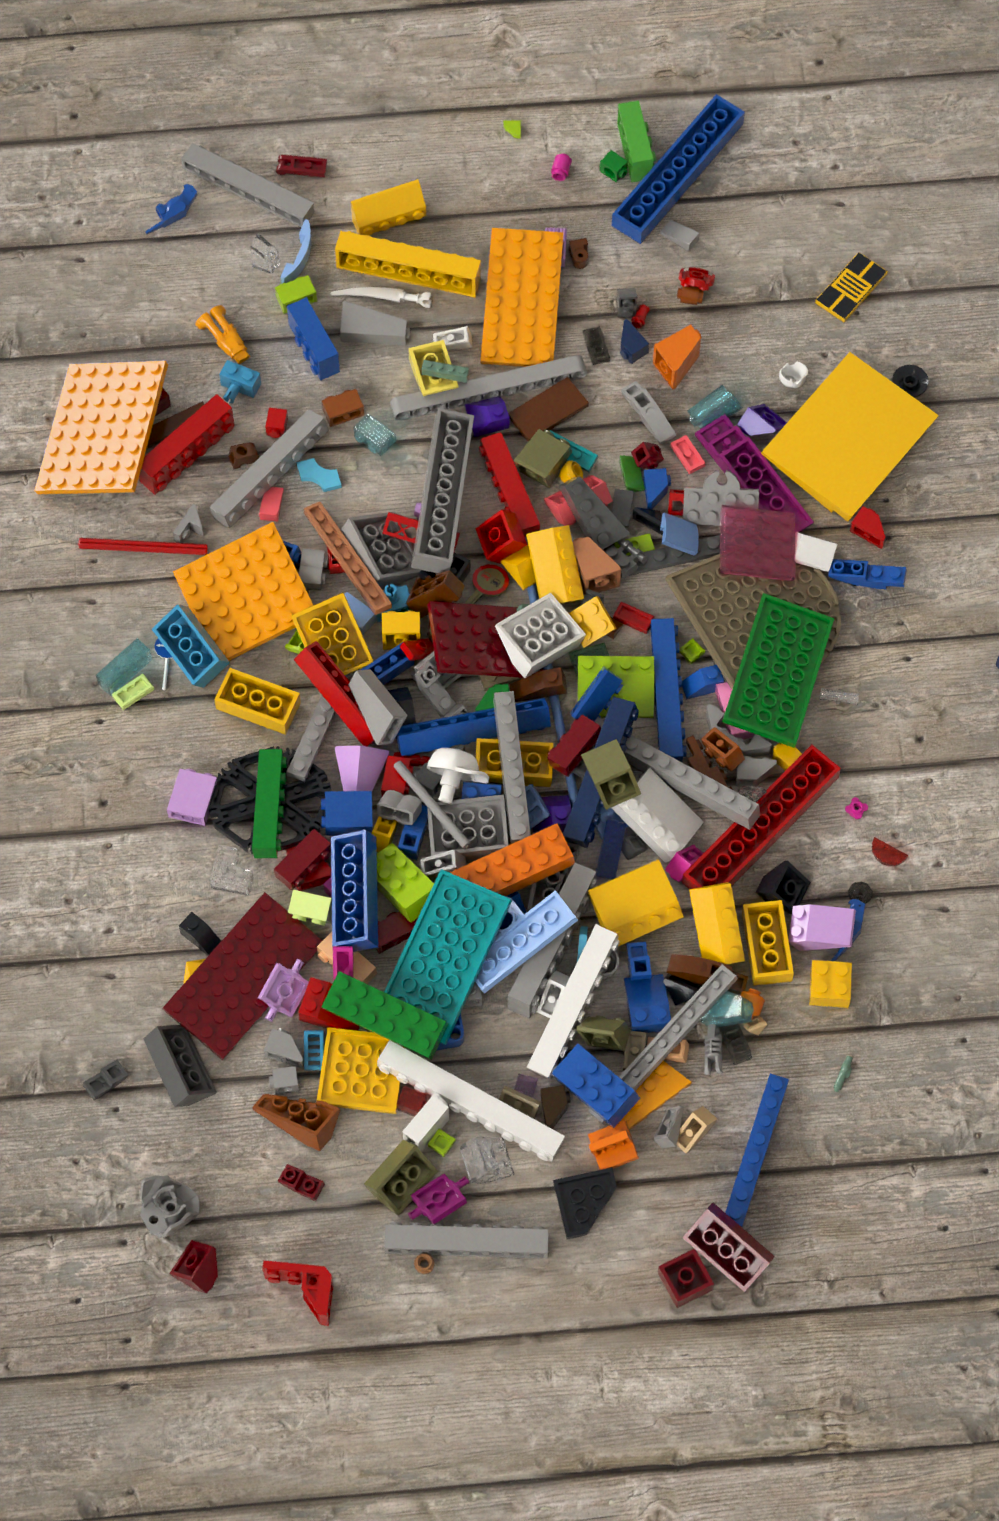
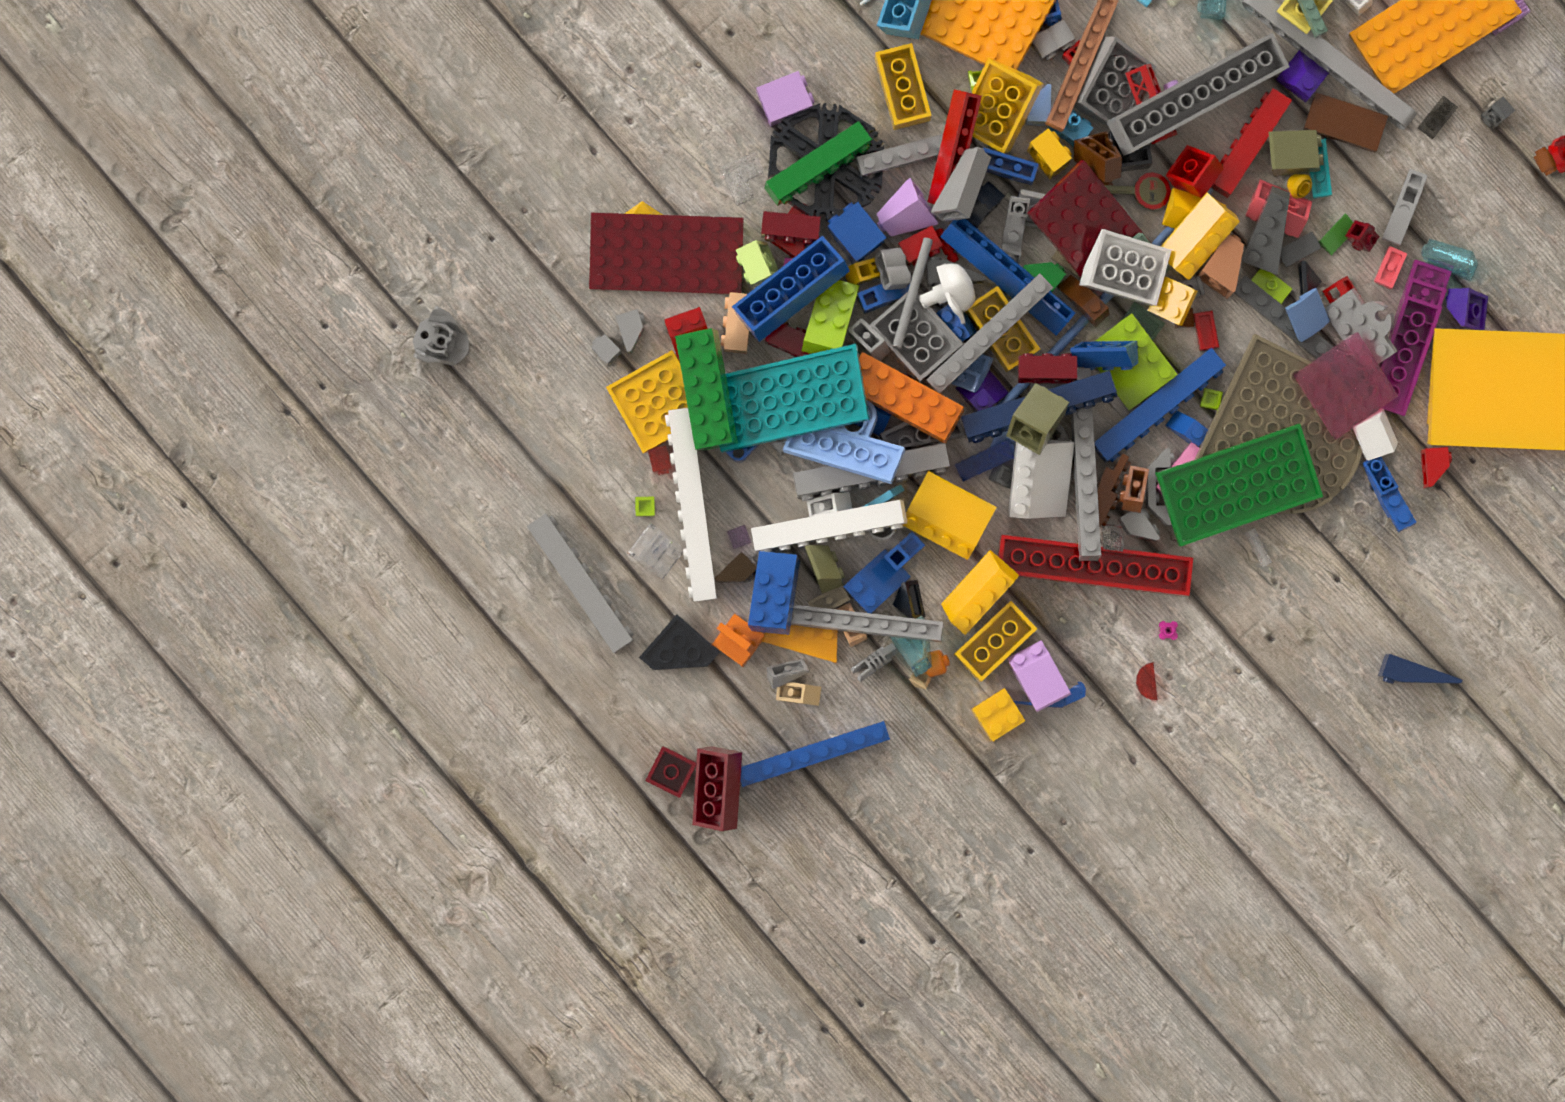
camera: 55 degrees right, 20 degrees up
(106, 1080) = (507, 213): dark grey slope -> none
(179, 1065) = (558, 260): dark grey slope -> none
(197, 1266) = (411, 395): dark red slope -> none
(199, 933) = (675, 193): black slope -> none
(283, 990) = (675, 294): lavender plate -> none
(300, 1182) = (536, 423): dark red slope -> none
(305, 1121) = (585, 386): dark orange wedge -> none
(313, 1034) = (664, 347): dark azure slope -> none
(315, 1280) = (450, 505): red bracket -> none
(343, 960) = (727, 324): dark pink slope -> none
(400, 1176) = (594, 496): olive slope -> none
(417, 649) = (1040, 179): red plate -> none
(424, 1257) = (536, 559): medium nougat plate -> none
(427, 1122) = (647, 485): white brick -> none
(438, 1198) = (597, 538): magenta plate -> none
(520, 1101) = (719, 542): dark tan plate -> none
(579, 252) = (1516, 37): reddish brown leg -> none
(627, 564) = (1246, 282): dark grey plate -> none
(632, 343) = (1460, 147): dark blue slope -> none
(639, 319) = (1493, 134): red pin -> none
(656, 486) = (1340, 263): blue slope -> none
(677, 354) = (1477, 192): orange slope -> none
(682, 861) = (1018, 527): dark pink slope -> none
(700, 970) = (934, 608): reddish brown slope -> none
(738, 1054) = (887, 687): clear smoke slope -> none
(784, 884) = (1054, 620): black slope -> none
(785, 755) = (1169, 543): yellow brick -> none
(793, 375) = (1533, 302): white hair -> none
(843, 1074) = (932, 776): sand green piece -> none
(860, 887) = (1096, 690): clear smoke plate -> none

